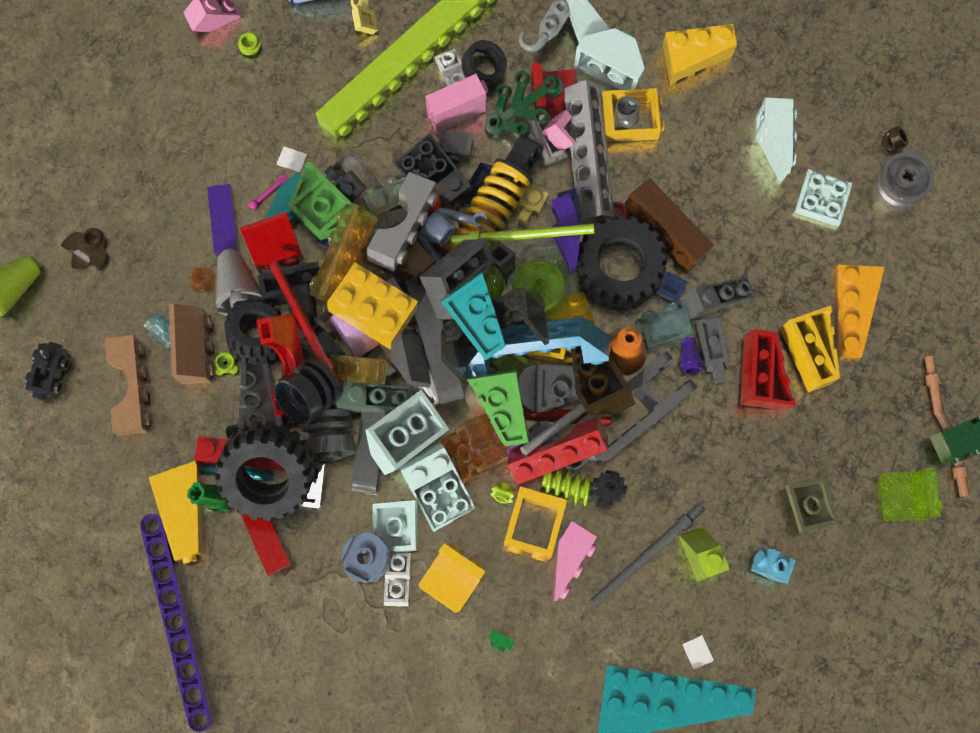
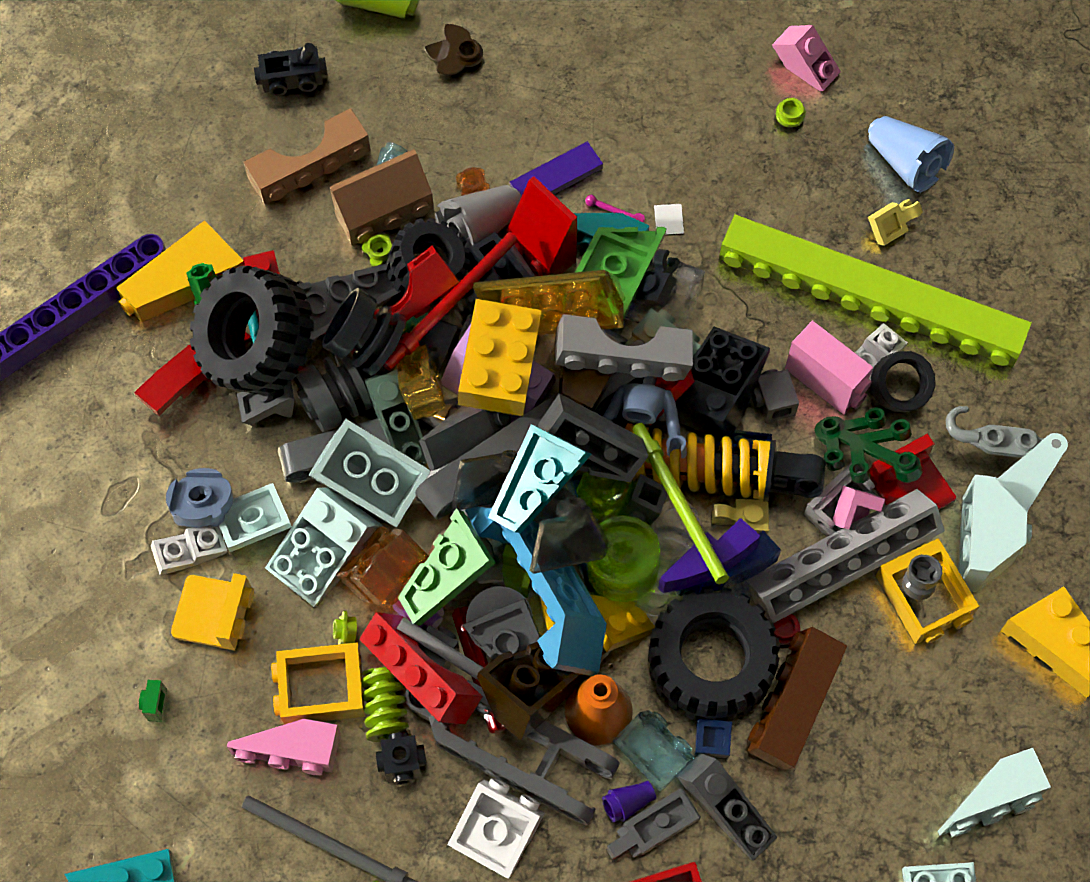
camera: 70 degrees right, 10 degrees down
(677, 444) = (496, 827): none -> white plate

